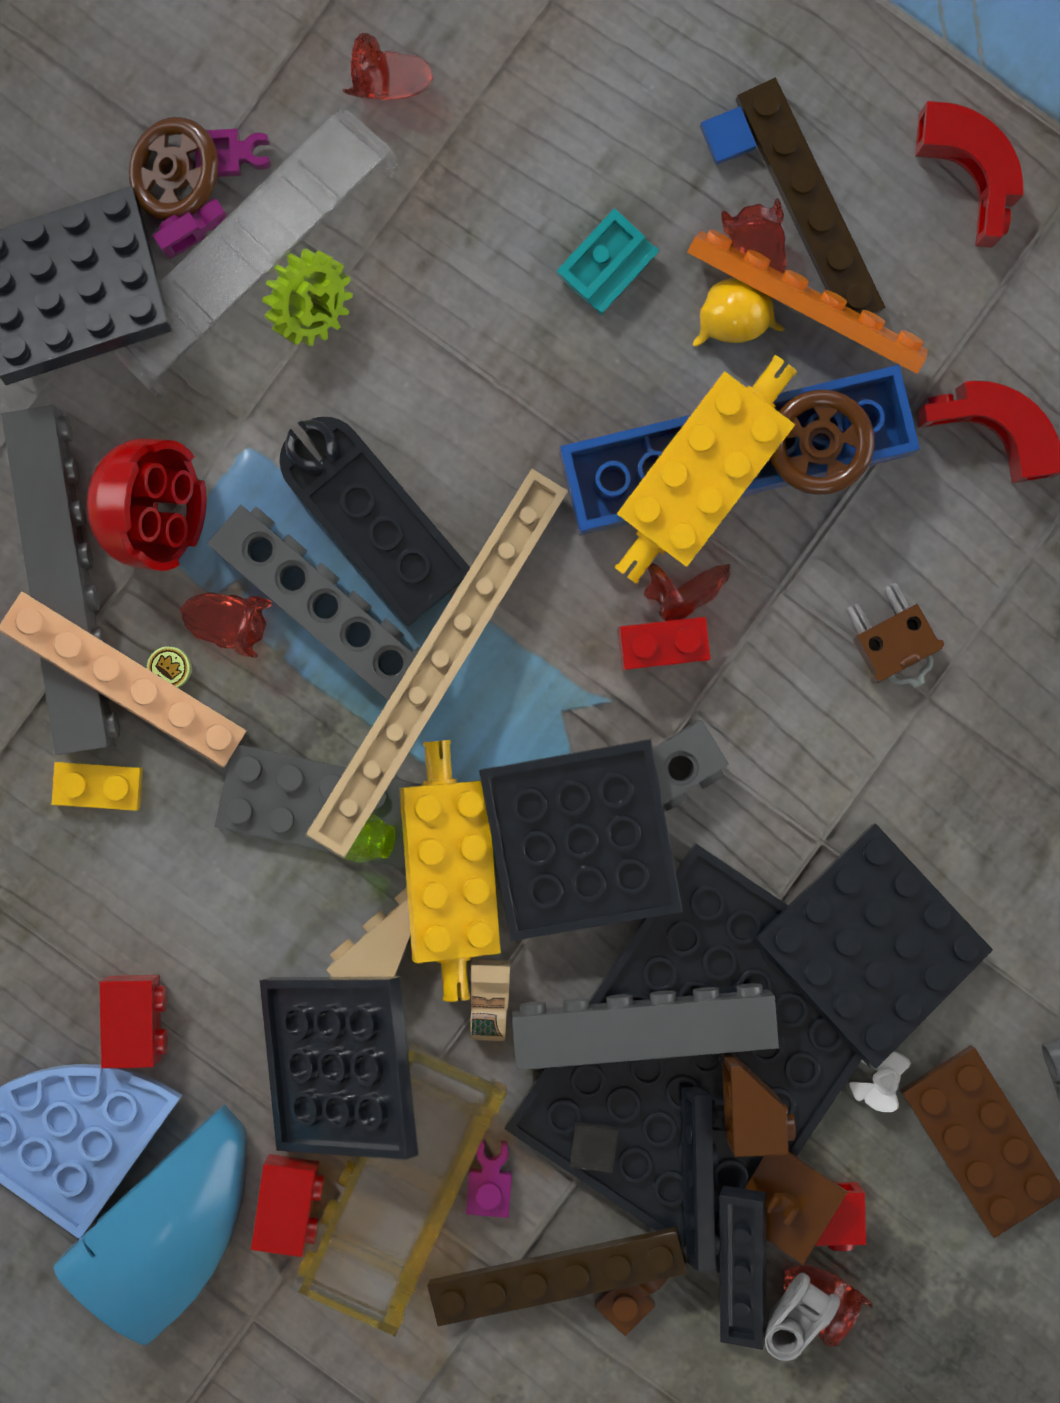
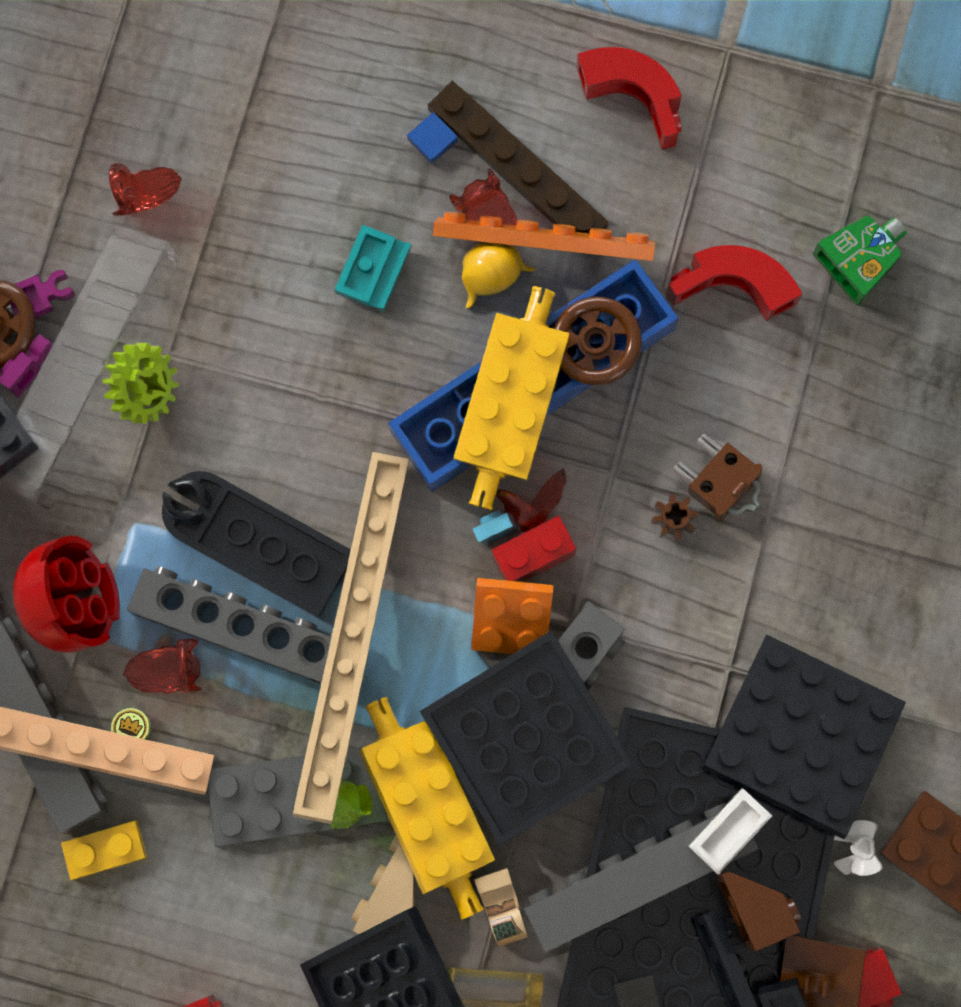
camera: 15 degrees left, 10 degrees down
(613, 703) = (509, 614): none -> orange plate
(632, 600) = (495, 527): none -> medium azure plate
(756, 1020) = (730, 831): none -> white tile
(838, 655) = (681, 510): none -> reddish brown gear

